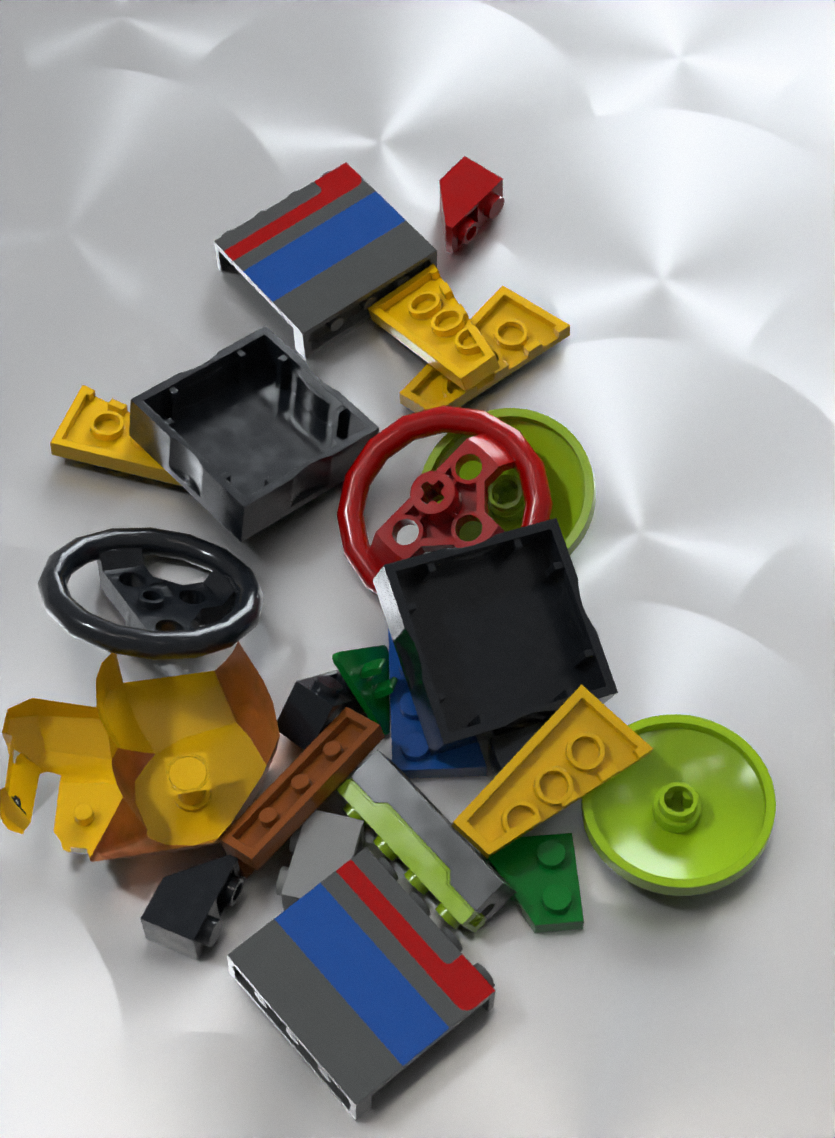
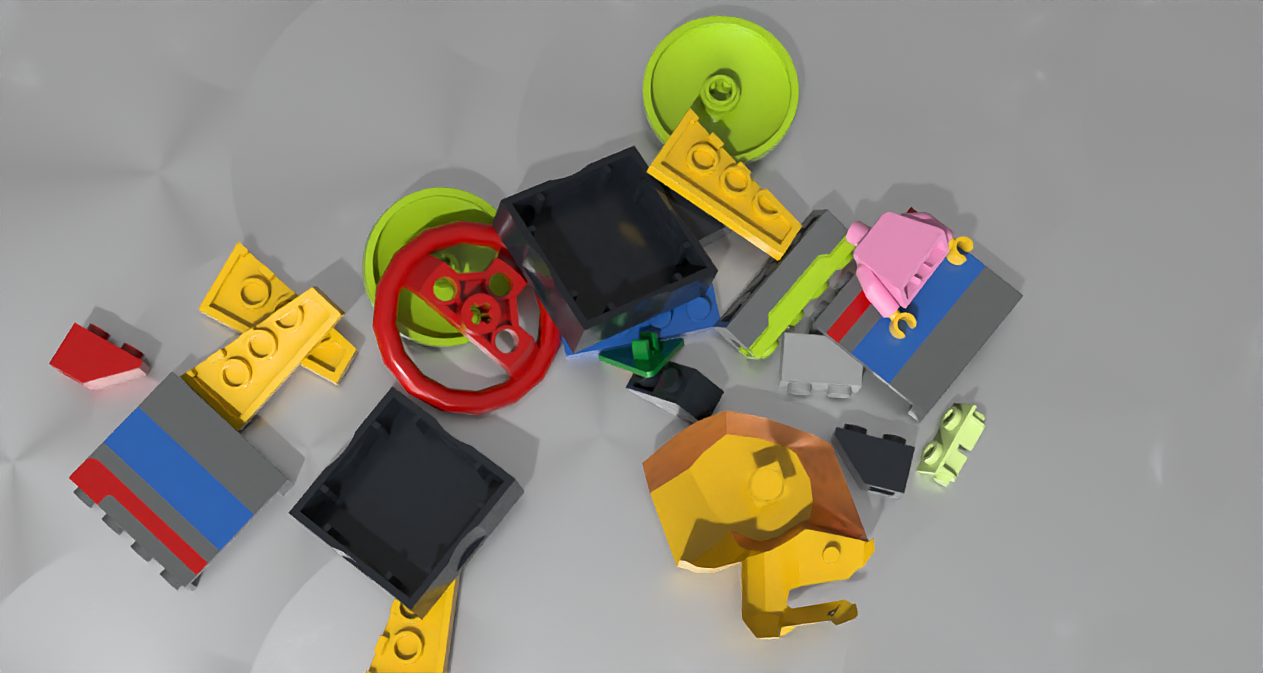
camera: 105 degrees left, 20 degrees up
(157, 613) = (607, 553): black piece -> none
(210, 1011) = (958, 427): none -> yellowish green hinge
(300, 790) = (765, 385): dark orange fence -> none
(421, 942) = (899, 258): none -> bright pink torso
(544, 879) = (801, 186): green wing -> none

